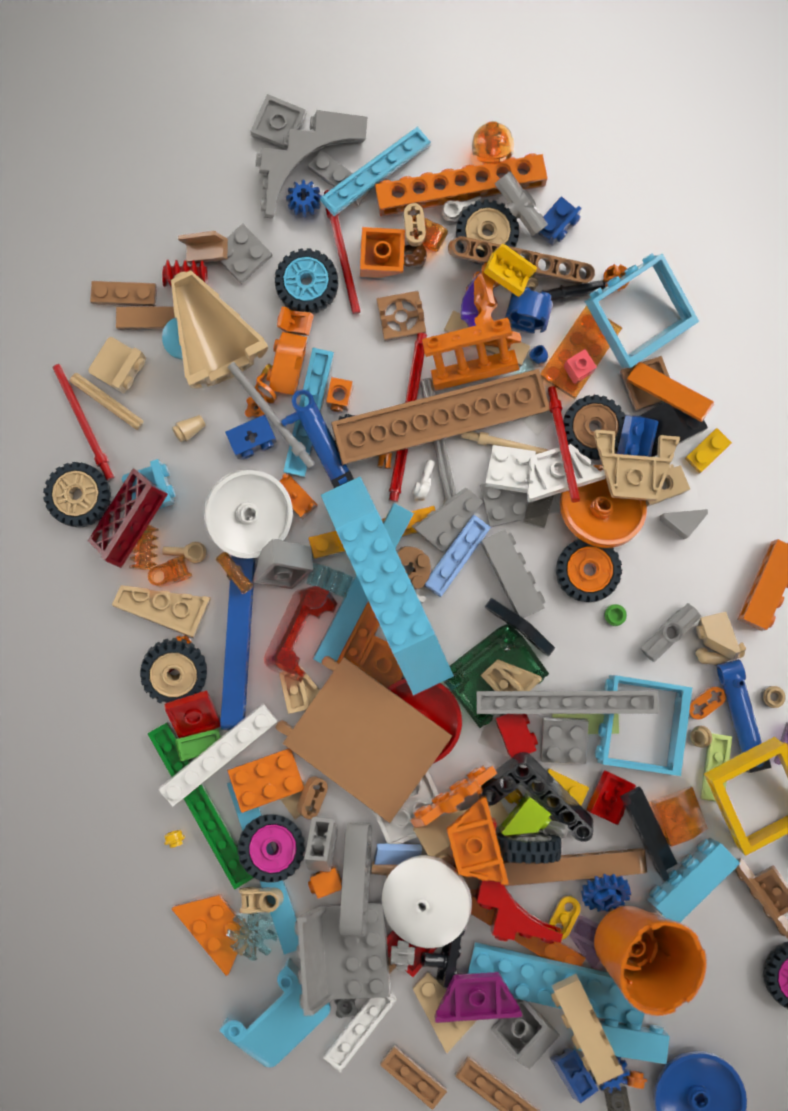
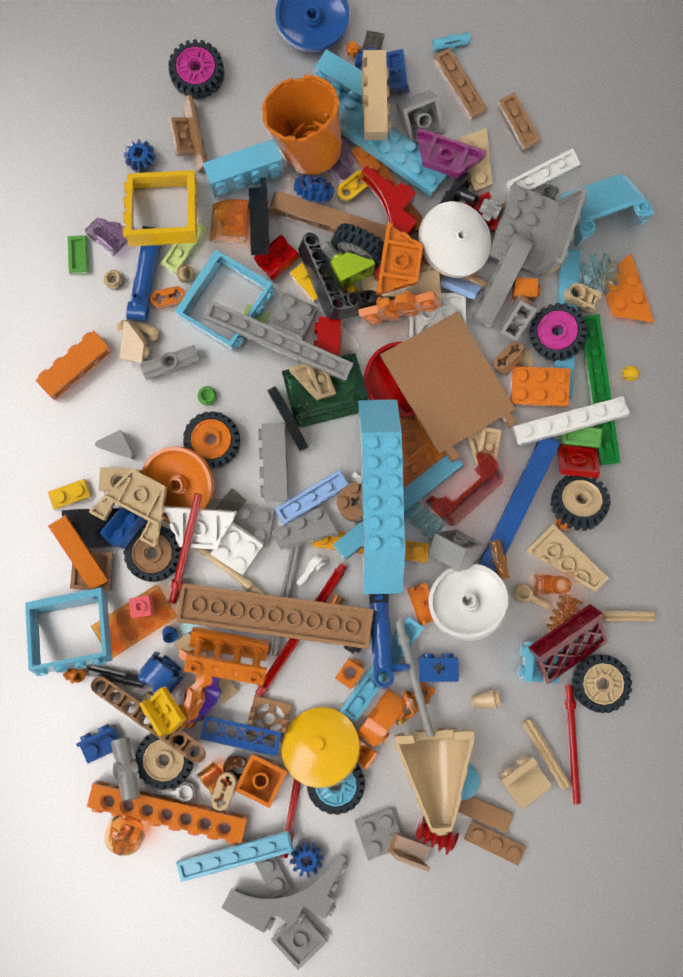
camera: 160 degrees left, 0 degrees up
(79, 575) = (628, 615): none -> tan axle
(336, 308) = (320, 747): none -> yellow dish
(420, 280) = (243, 744): none -> blue fence

